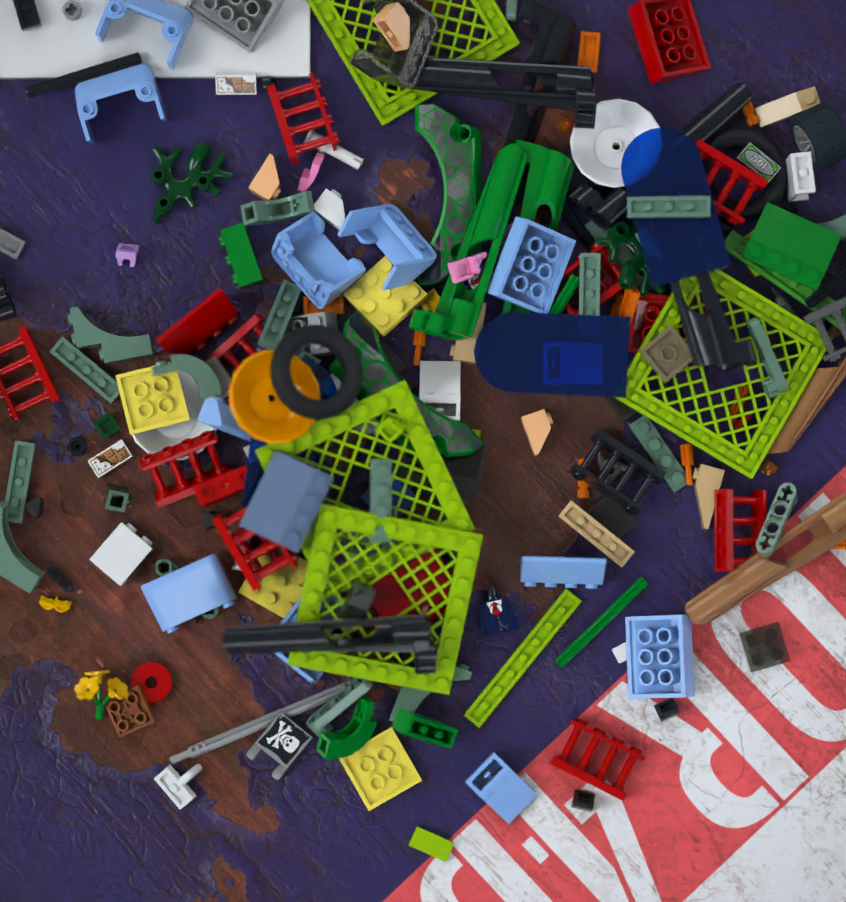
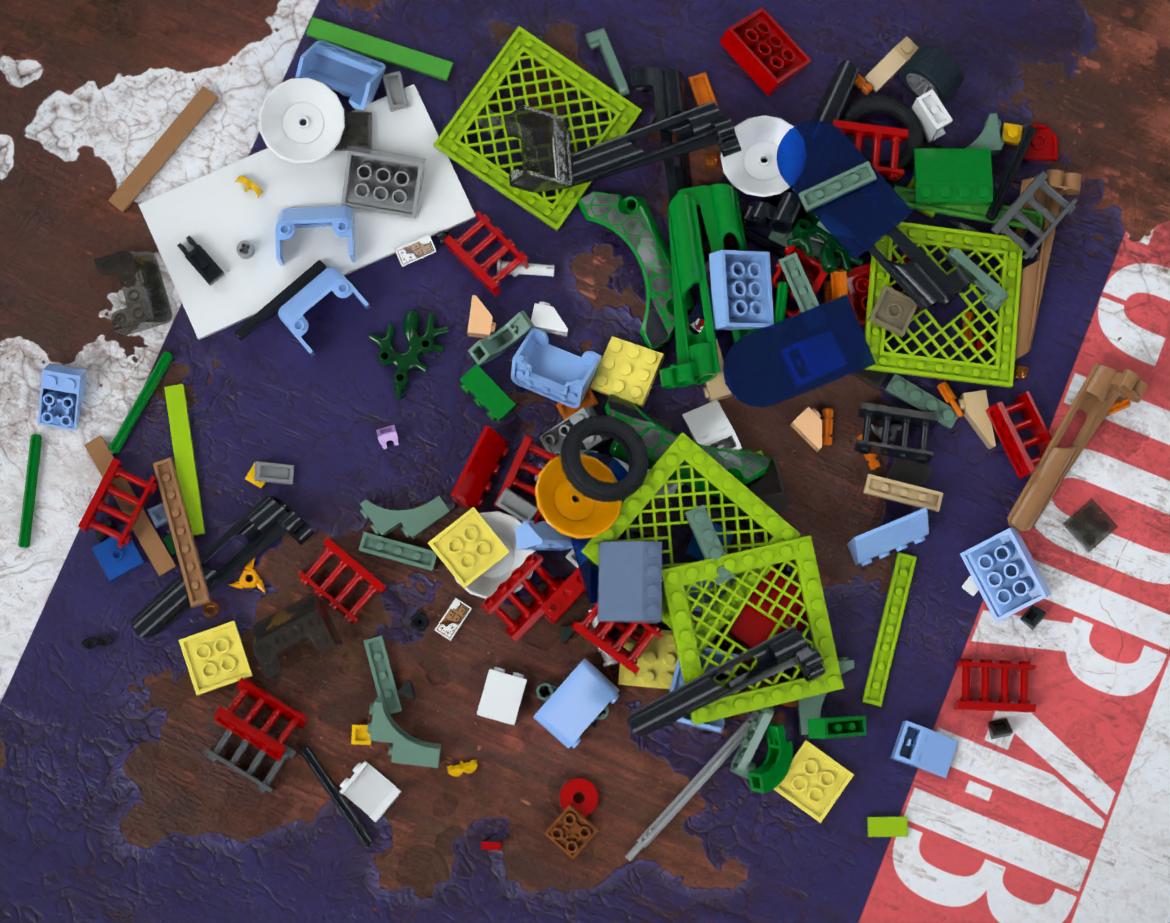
camera: 30 degrees left, 5 degrees down
(47, 689) = (485, 845): none -> red tile
(65, 583) = (461, 746): black piece -> none
(88, 687) = (530, 825): yellow plant -> none
(107, 425) = (437, 591): dark green plate -> none
(116, 497) = (475, 650): dark green brick -> none
(176, 786) = (643, 878): white plate -> none
(203, 375) = (501, 506): sand green arch -> none
(279, 315) = (545, 428): sand green plate -> none
(281, 741) = (718, 797): flag -> none
(309, 175) = (514, 300): bright pink slope -> none
(357, 601) = (730, 640): pearl dark grey slope -> none
(391, 429) = (690, 479): lime slope -> none
(394, 26) = (531, 139): light nougat slope -> none
(396, 239) = (613, 319): light blue windscreen -> none
(419, 341) = (673, 398): orange axle -> none
(431, 302) = (669, 359): yellow plate -> none
(466, 267) = (687, 315): bright pink slope -> none
(496, 614) = (850, 601): clear blue torso -> none
(554, 436) = (827, 426): none -> orange axle
(601, 622) = (942, 567): green axle -> none
(758, 162) = (891, 118): light grey tile -> none
(779, 520) = (1049, 411): sand green beam -> none

